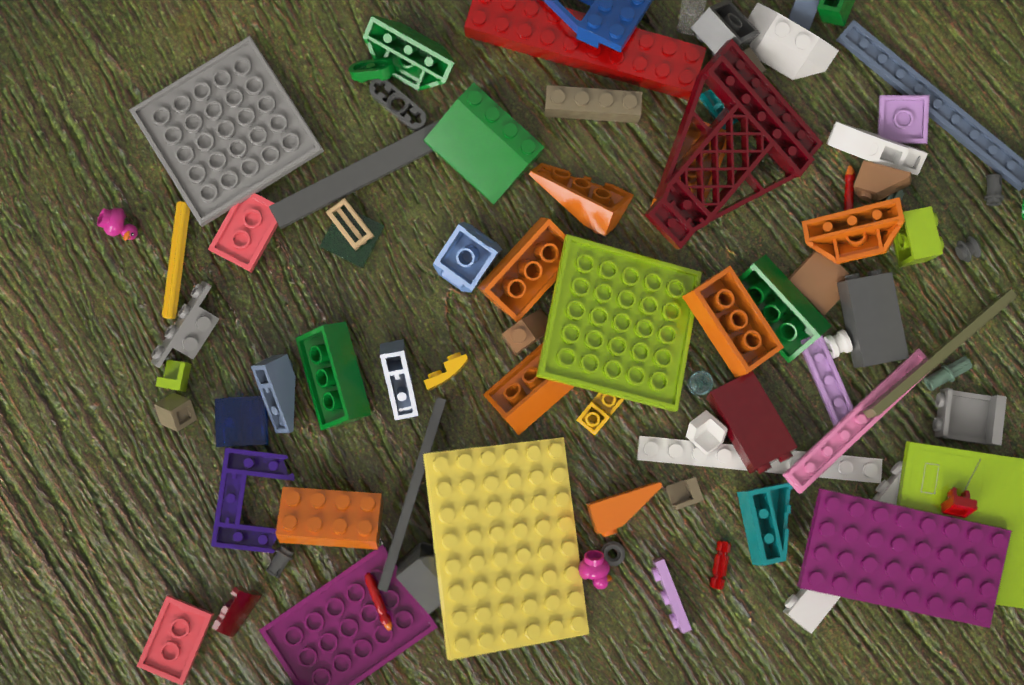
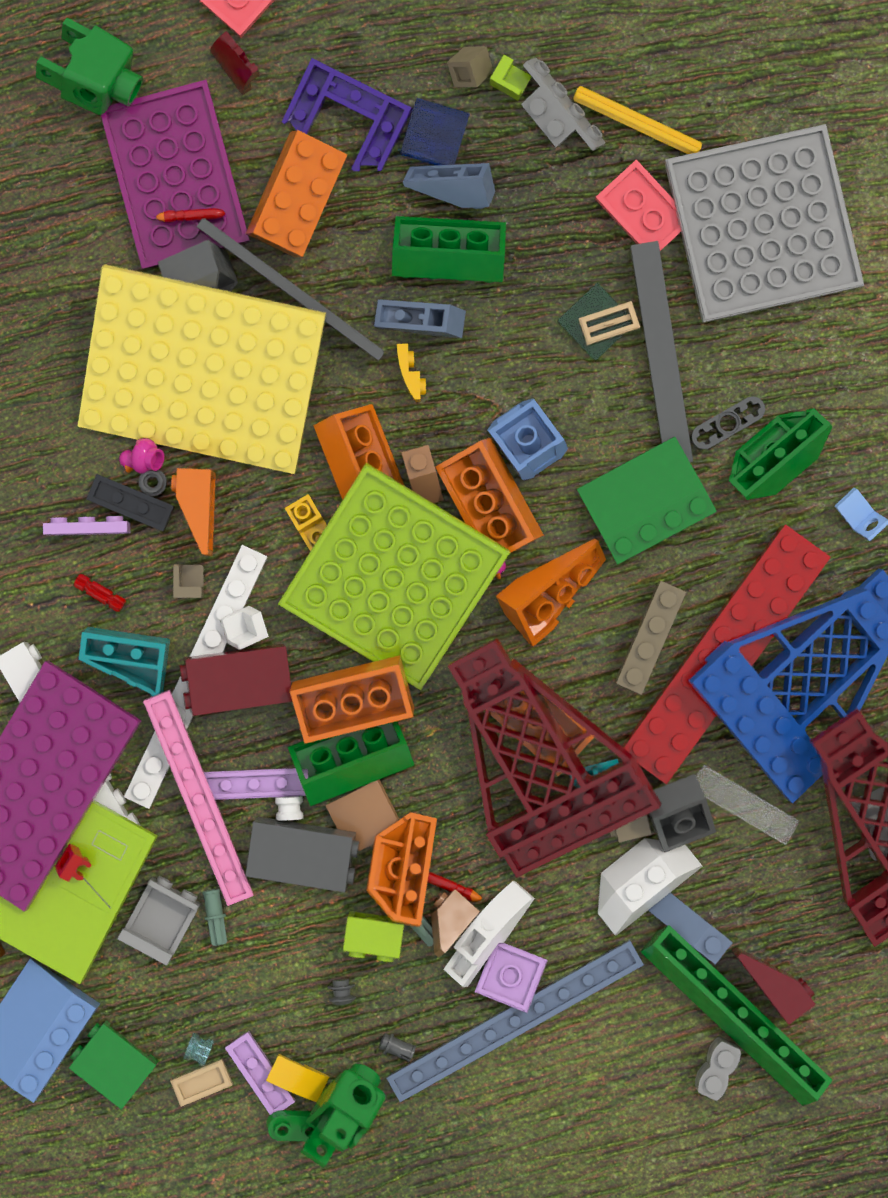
camera: 110 degrees right, 5 degrees up
(113, 224) = (700, 66): dark pink animal -> none
(280, 561) = (271, 126): dark grey pin -> none
(372, 69) = (775, 407): green plate -> none
(637, 566) = (130, 502): none -> black plate
(695, 383) = (300, 642): clear light blue wheel -> none
(939, 354) = (238, 912): olive tile -> none

